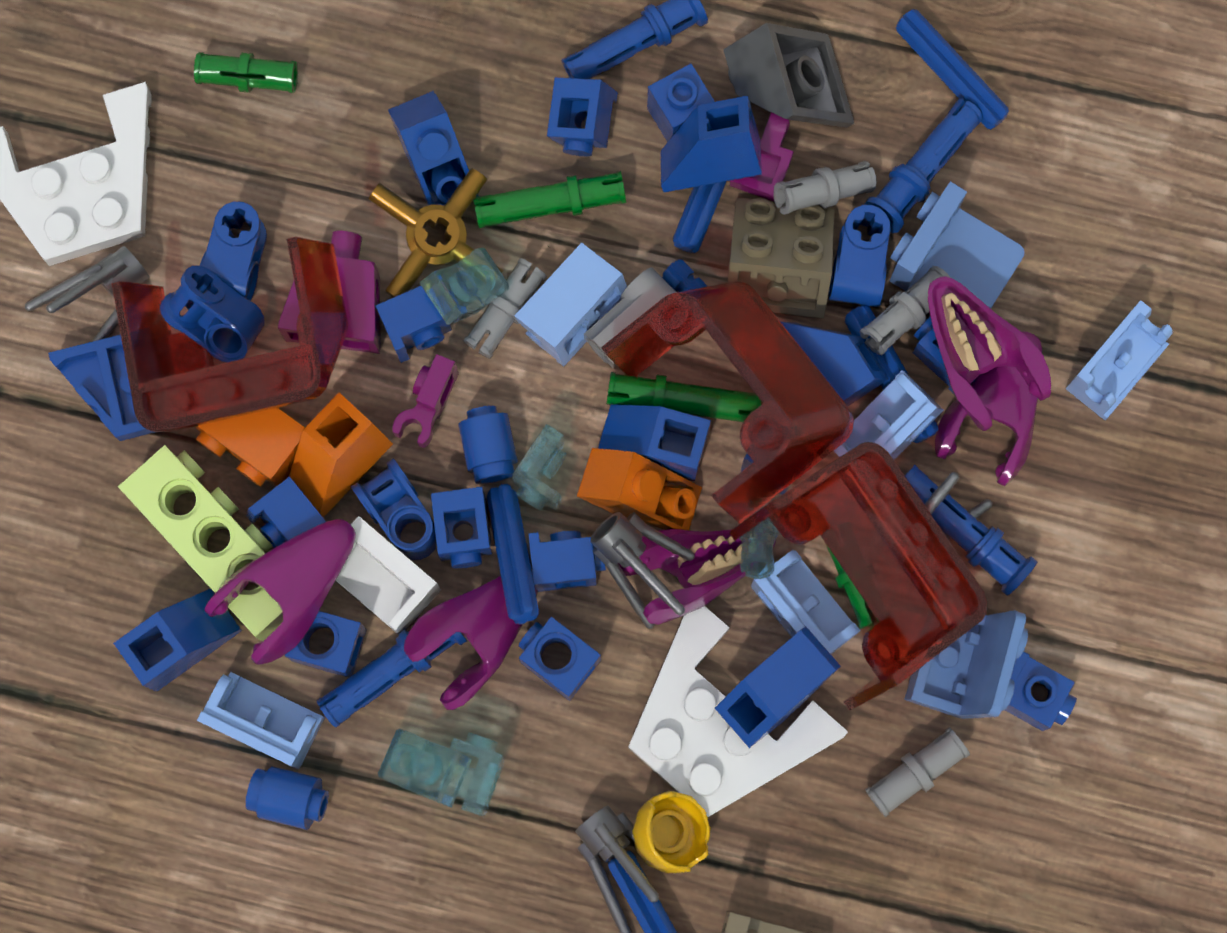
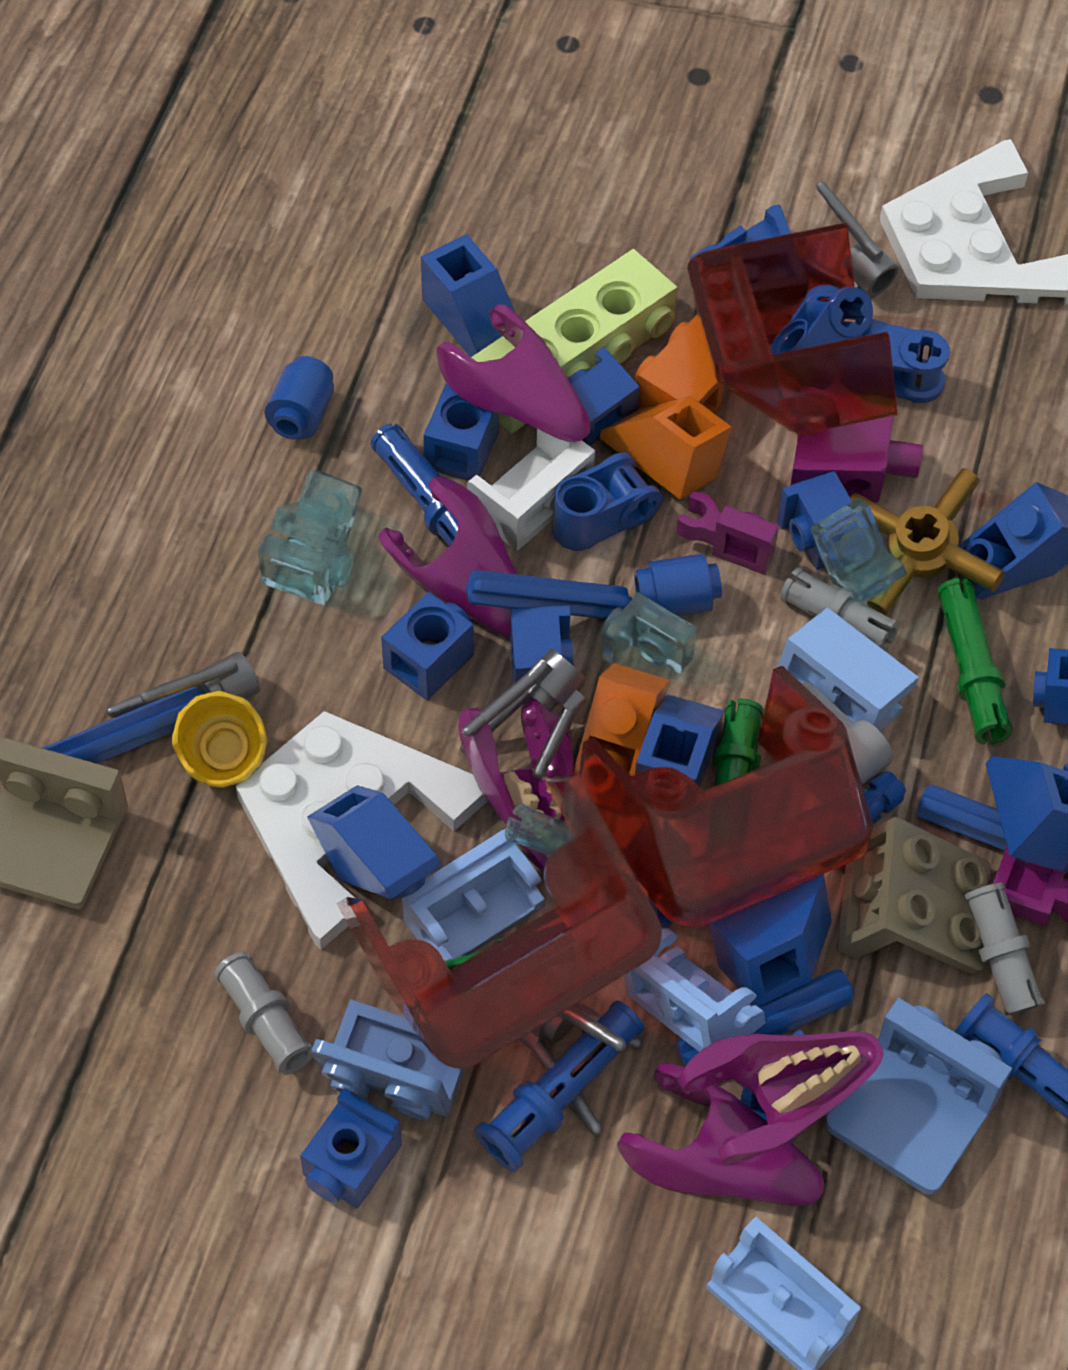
camera: 90 degrees right, 20 degrees down
(261, 719) = (382, 377): light blue hinge -> none
(453, 510) = (584, 551): blue brick -> none
(859, 264) = (916, 977): blue piece -> none
(904, 312) = (834, 1014): light grey pin -> none

